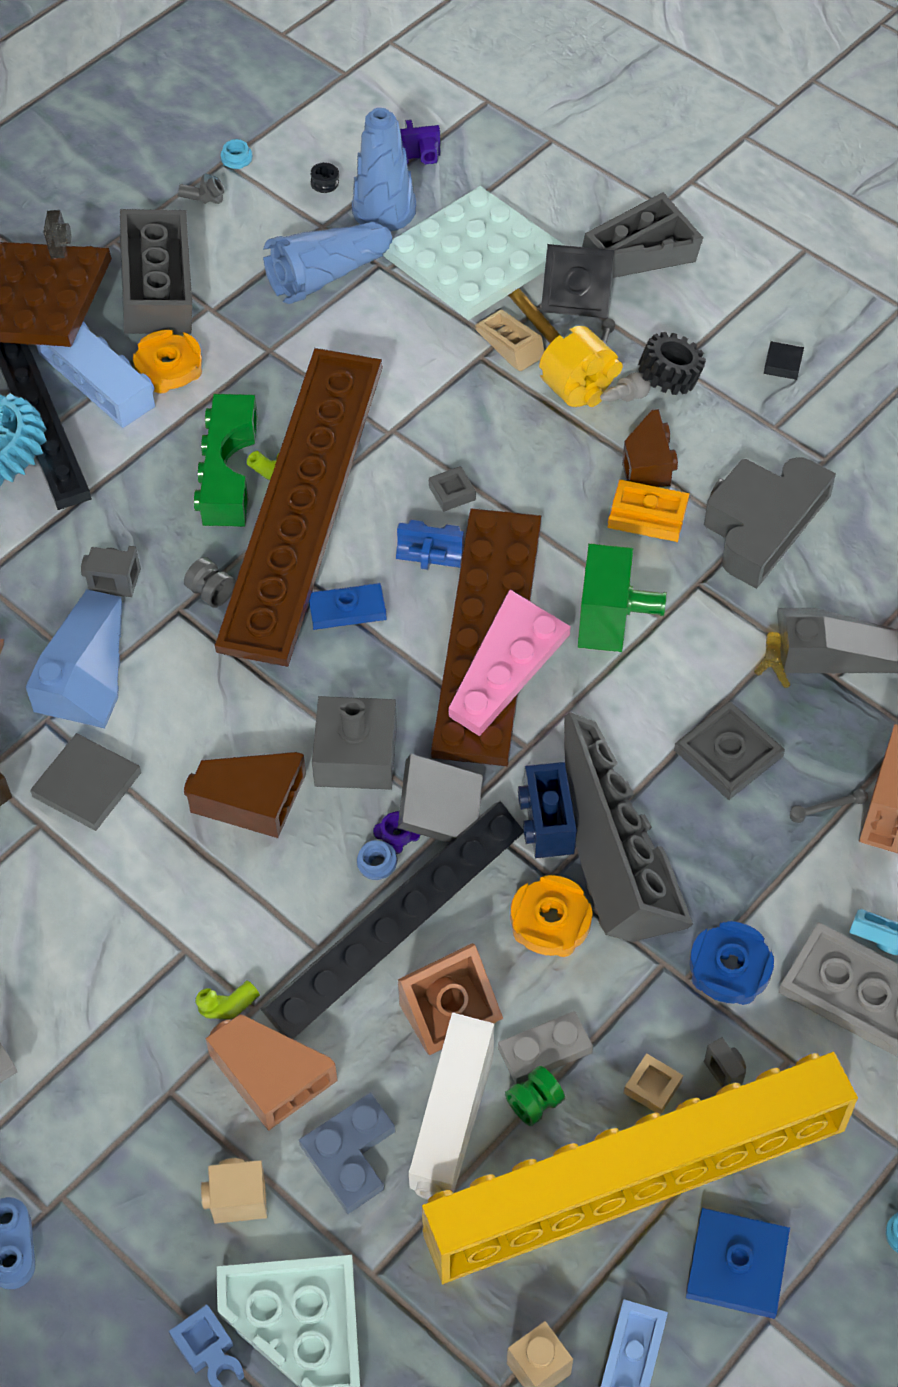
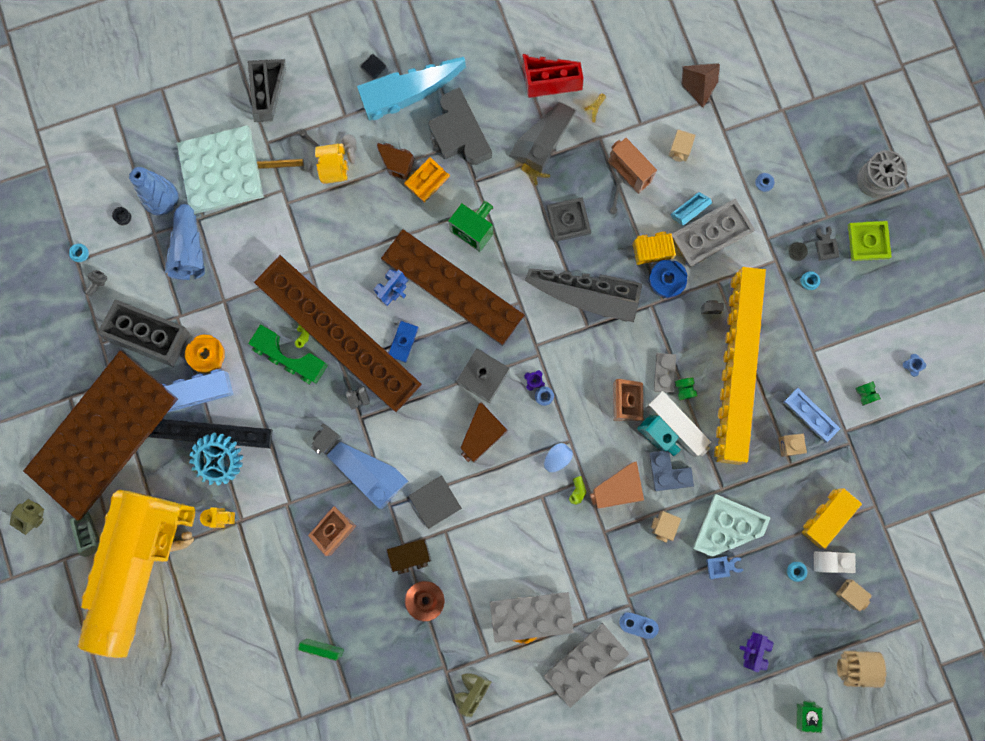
camera: 60 degrees left, 25 degrees up
(56, 234) = (101, 372): clear smoke plate -> none
(271, 933) = (558, 457): none -> light blue animal
(392, 921) = (577, 403): black plate -> none
(411, 1071) = (654, 429): none -> teal torso
(421, 142) = (125, 159): dark purple hips -> none
(438, 798) = (532, 354): tile -> none
(452, 488) = (364, 260): dark grey plate -> none
(507, 659) = (477, 286): bright pink wing -> none
(514, 341) = (296, 186): tan slope -> none
(549, 810) = (563, 312): dark blue brick -> none
(554, 937) = (598, 338): light orange plate -> none
(577, 281) = (275, 133): black plate -> none
(653, 1084) = (704, 340): tan plate -> none
(671, 363) = (349, 110): black tyre -> none
(738, 1263) = (789, 350): blue plate -> none
(762, 399) = (399, 91): none -> medium azure wedge
(772, 907) = (654, 248): none -> yellow brick

